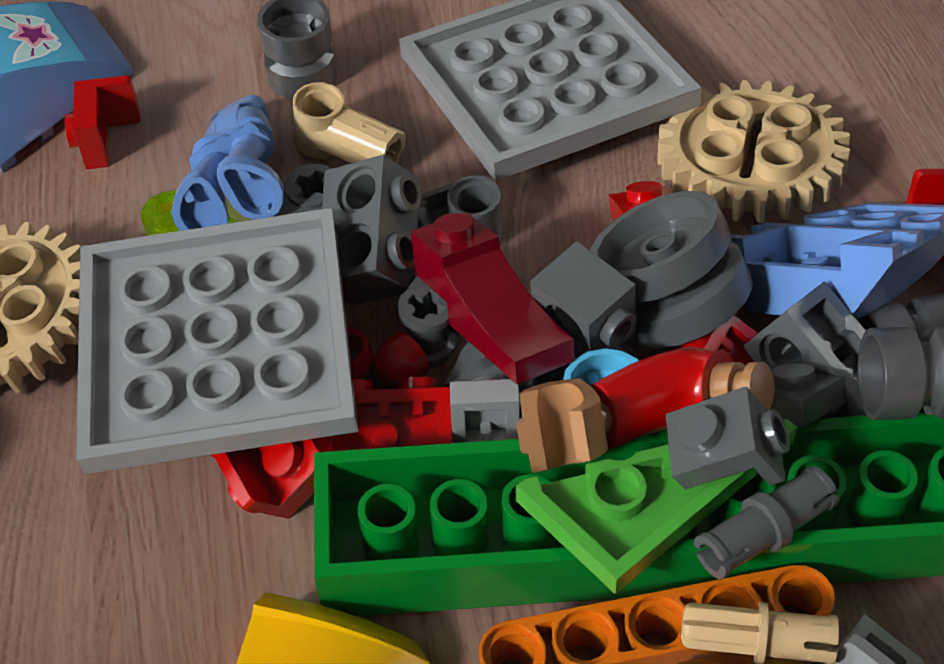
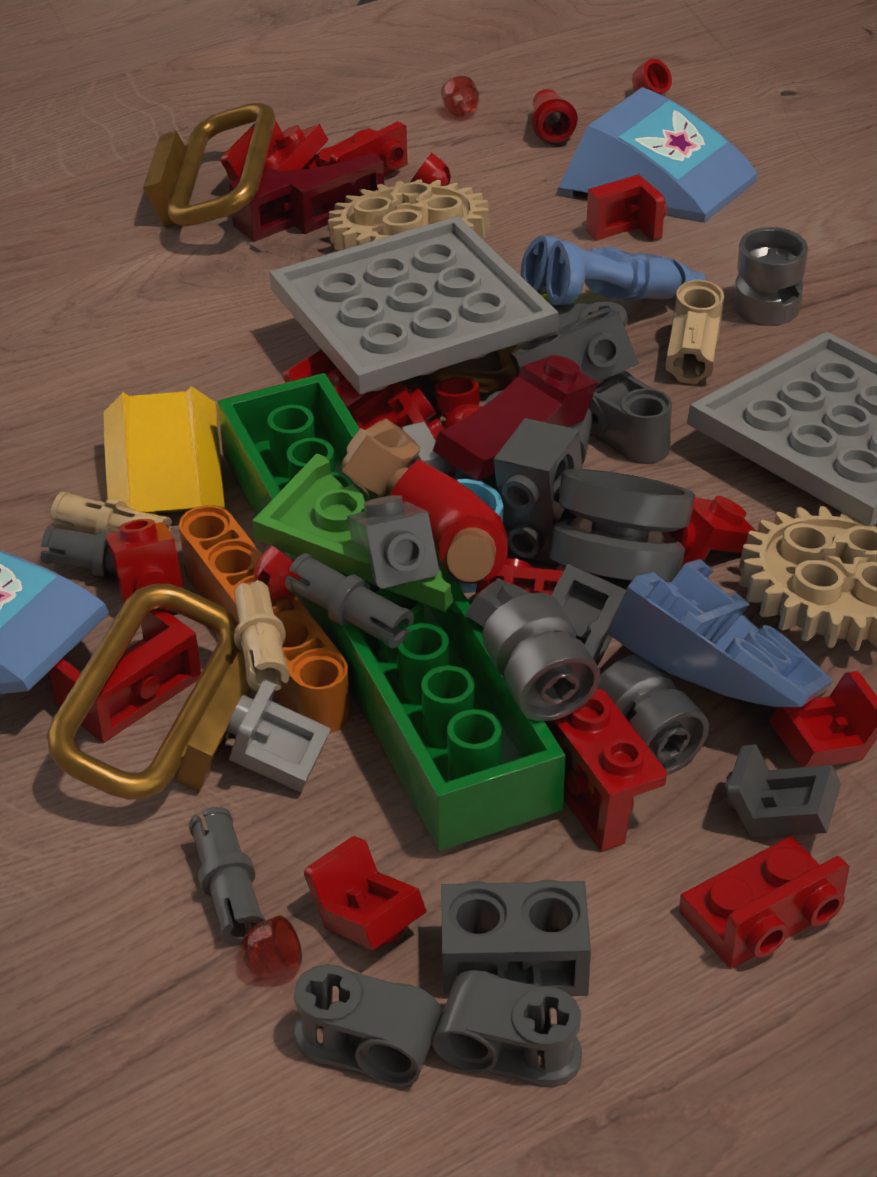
camera: 70 degrees right, 10 degrees down
(663, 589) = (272, 571): none -> red hinge

